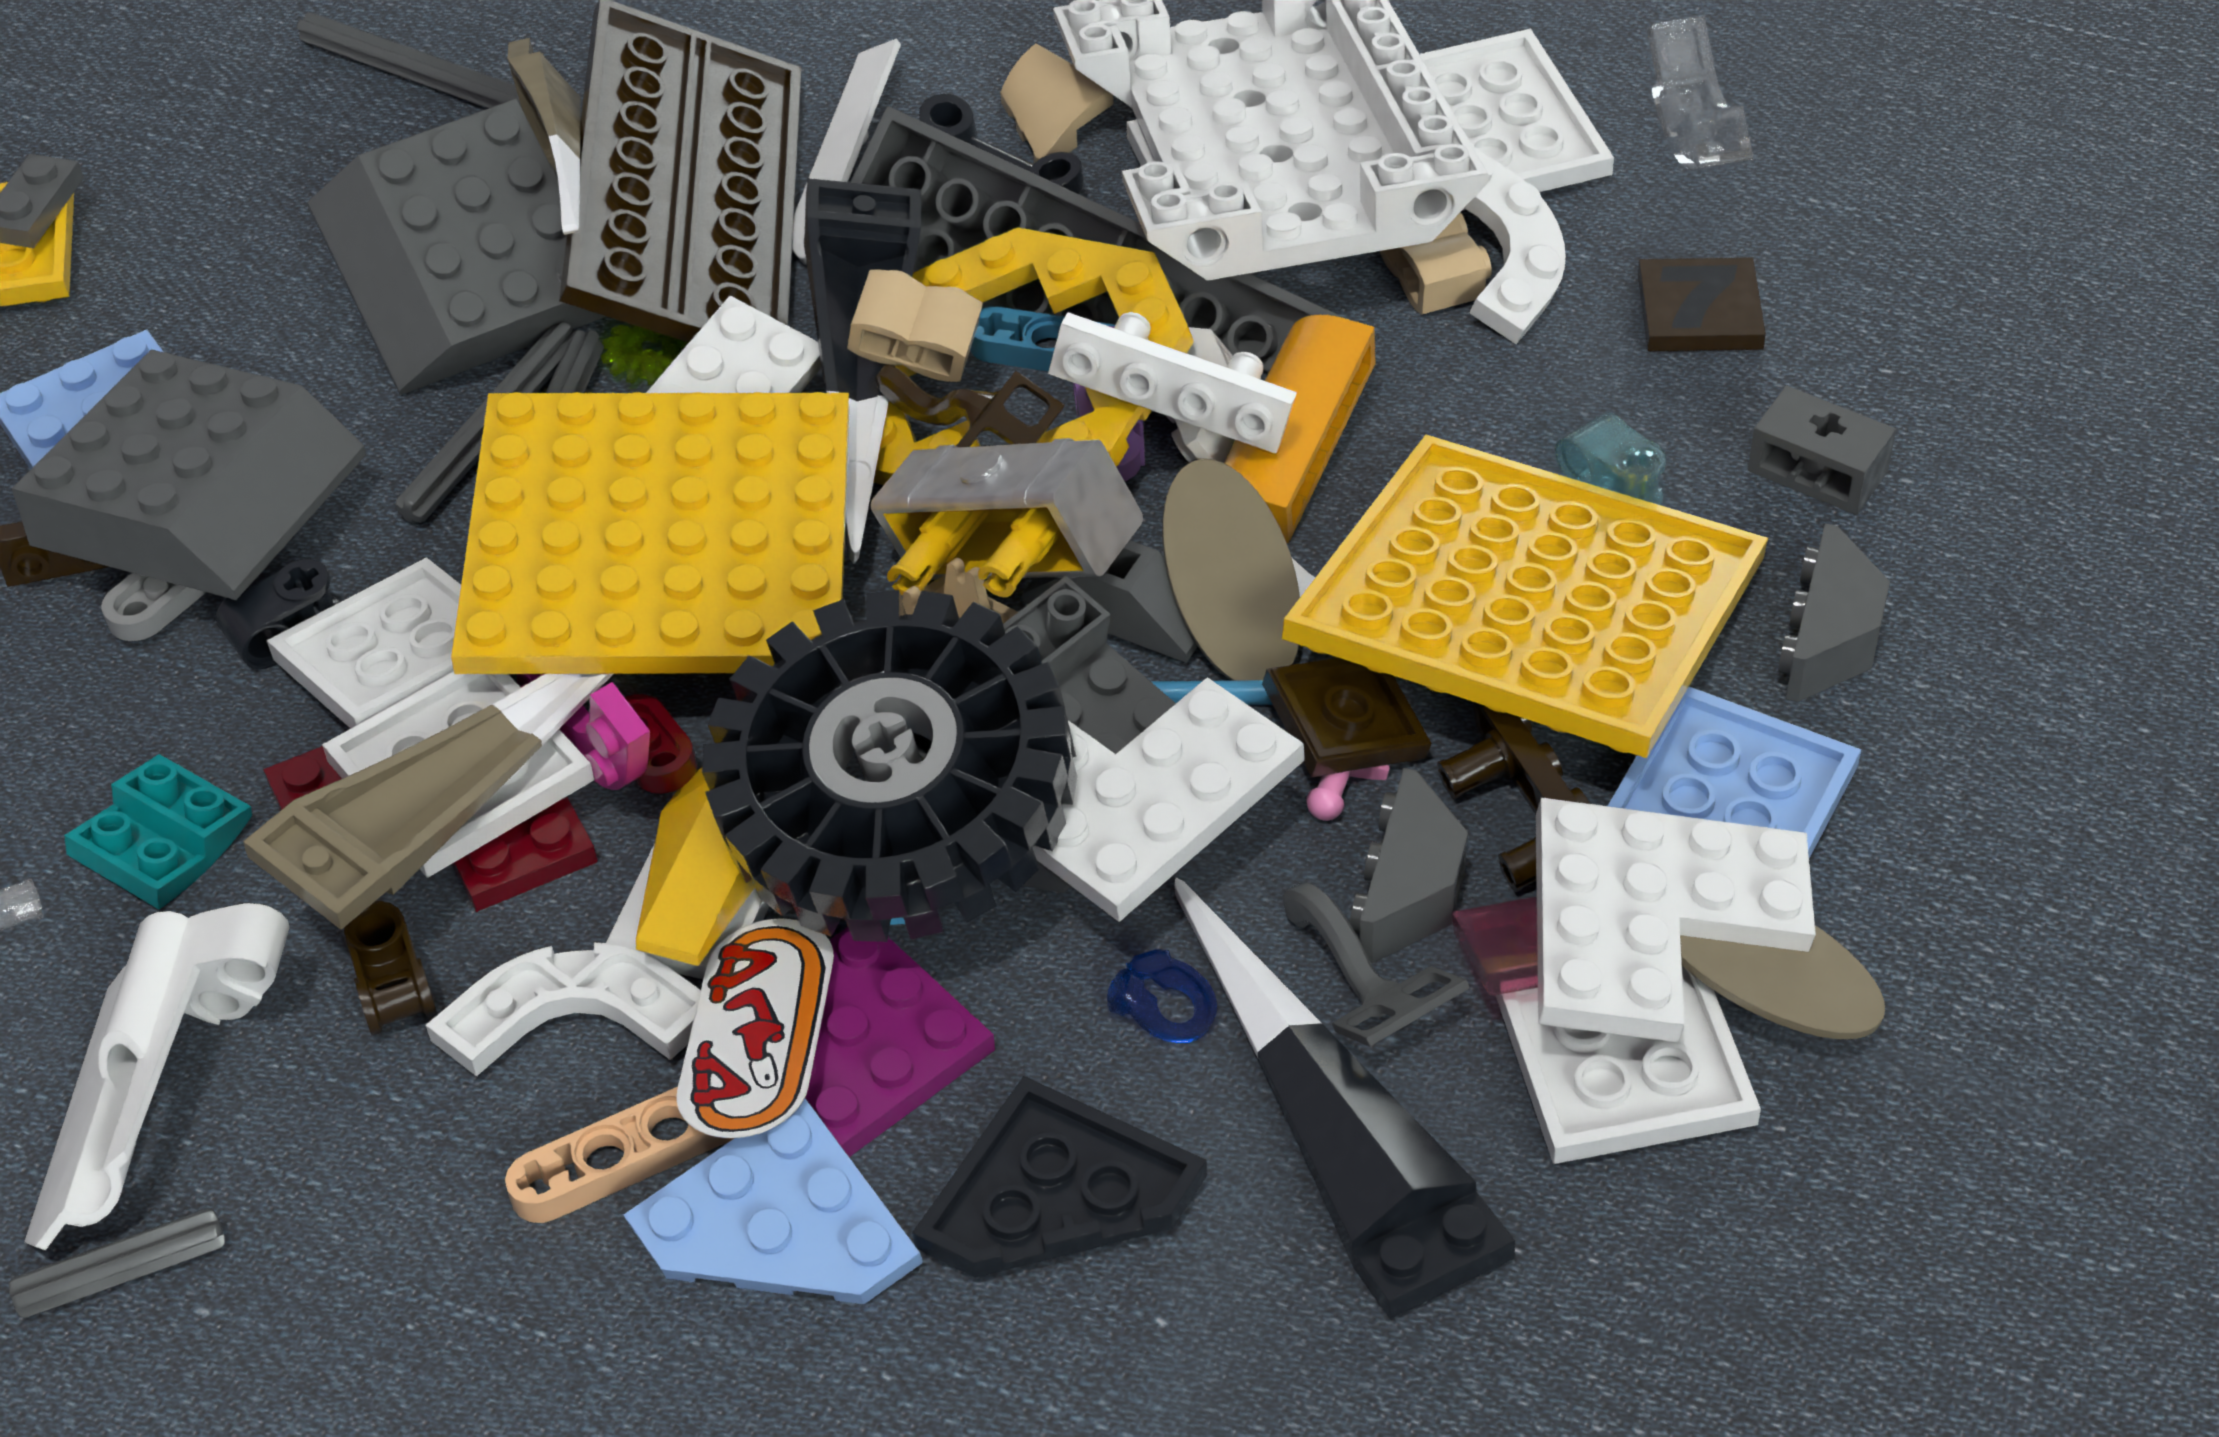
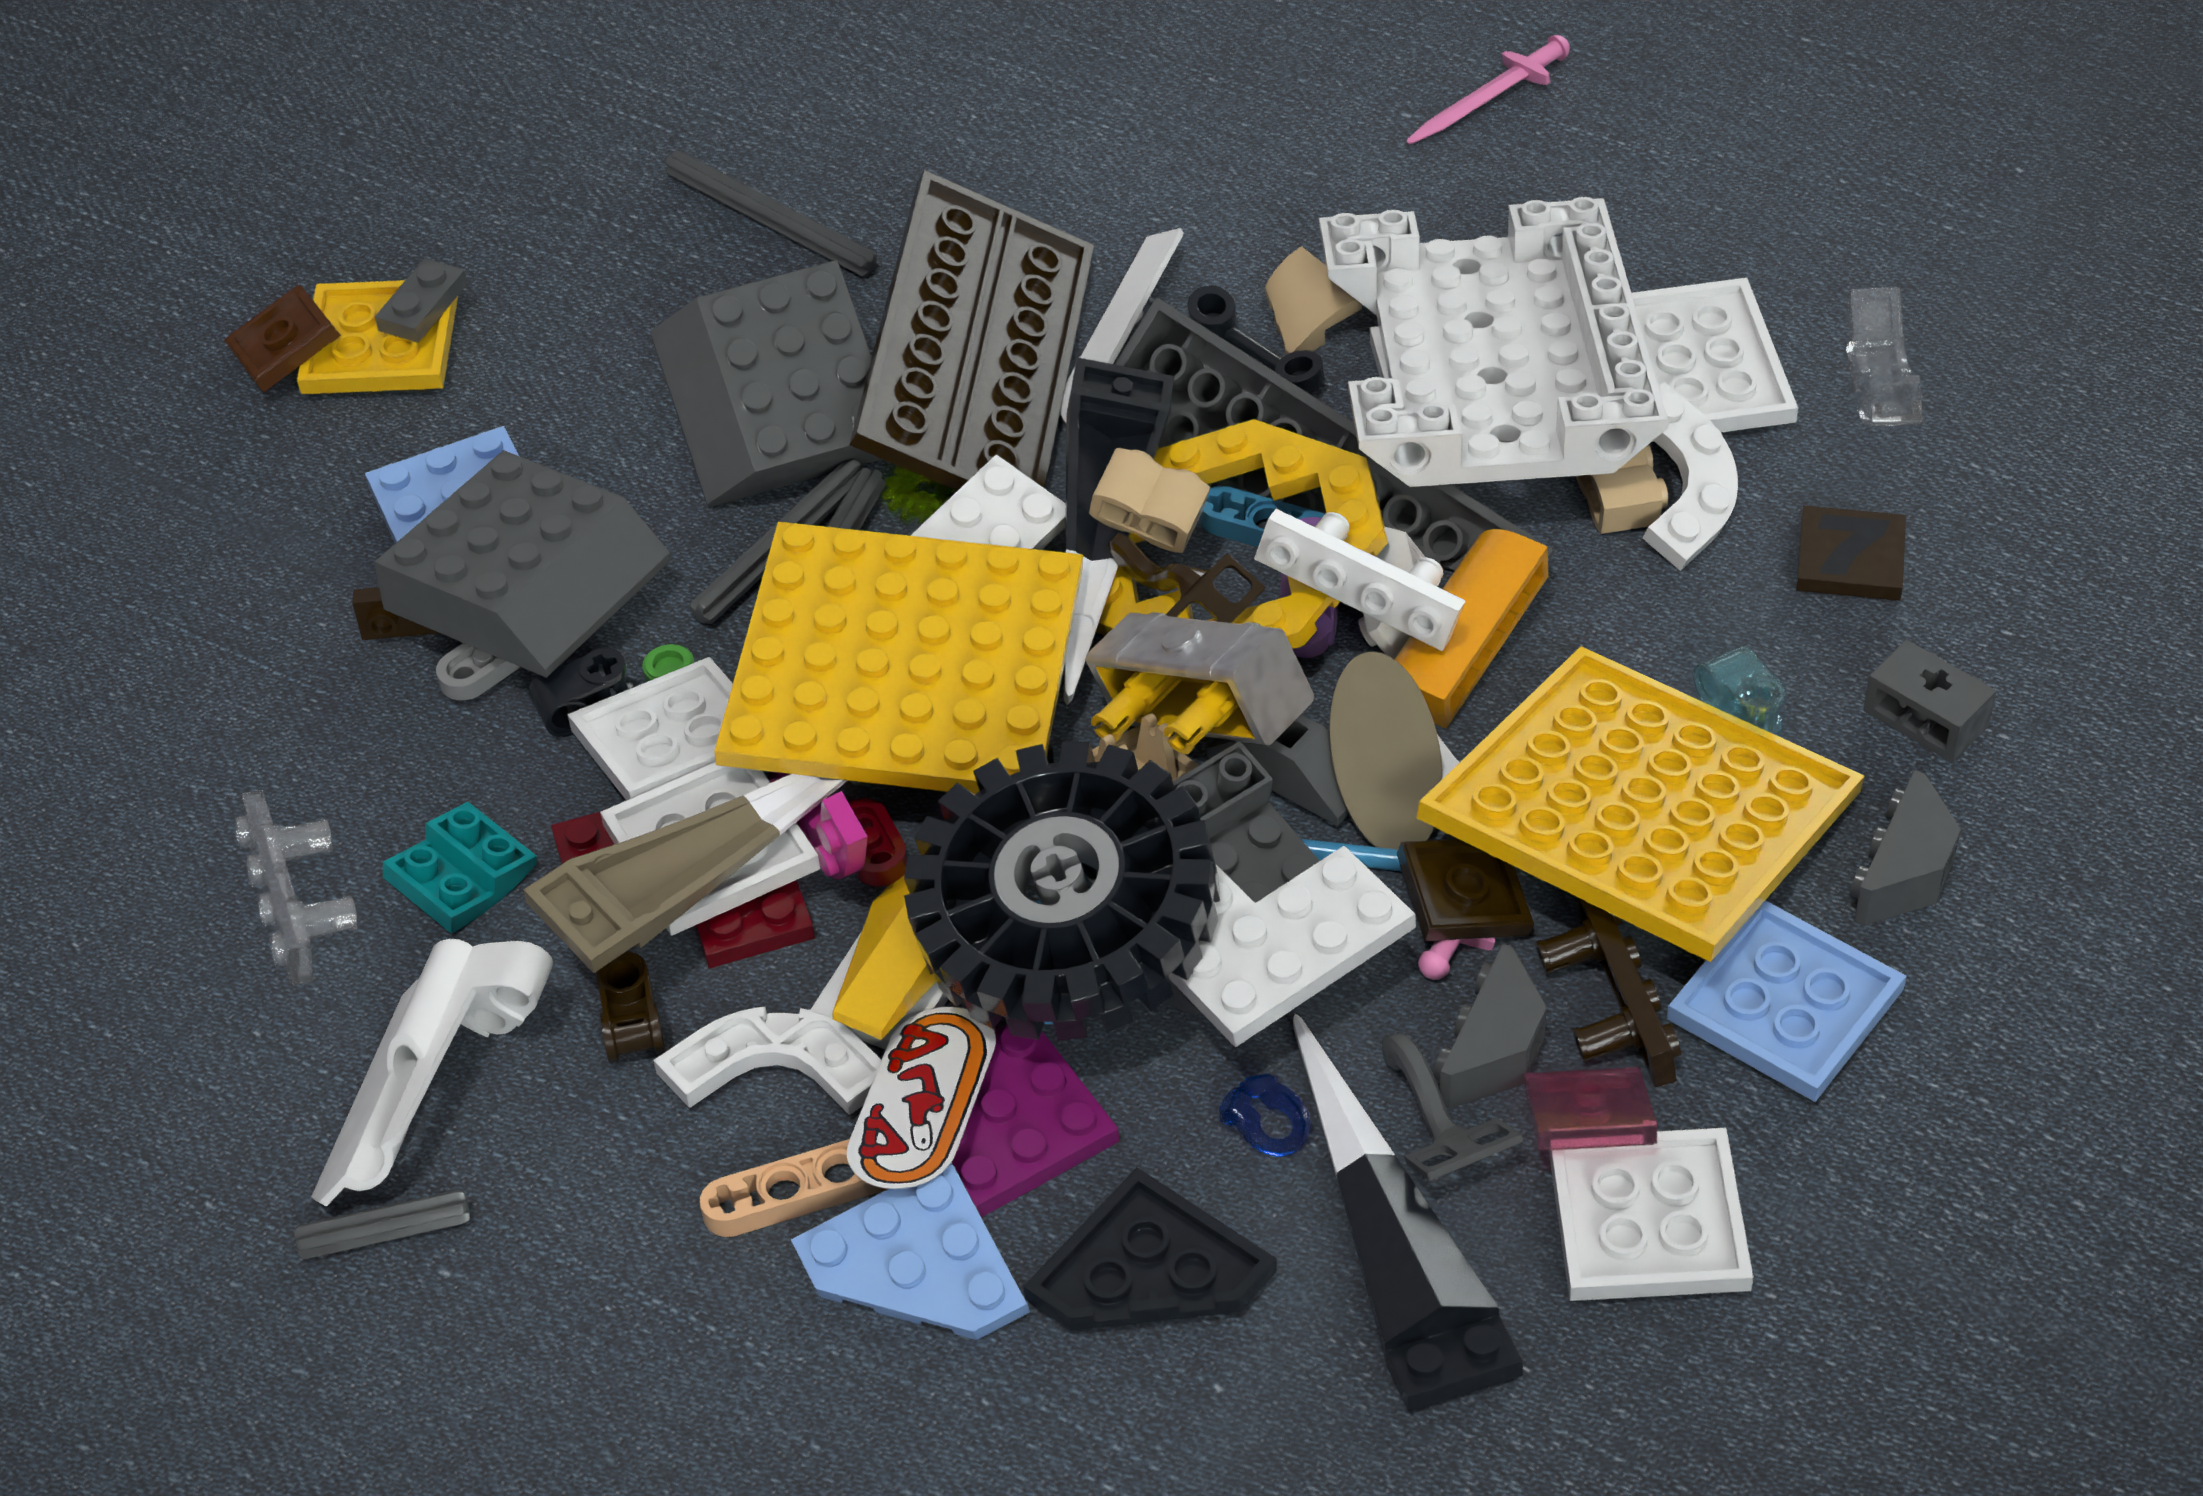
camera: 10 degrees right, 0 degrees up
(375, 567) = (665, 660): none -> bright green tile
(554, 116) = (869, 276): dark tan plate -> none
(1626, 887) = (1672, 1069): white plate -> none
(1808, 992) = (1782, 1147): dark tan shield -> none

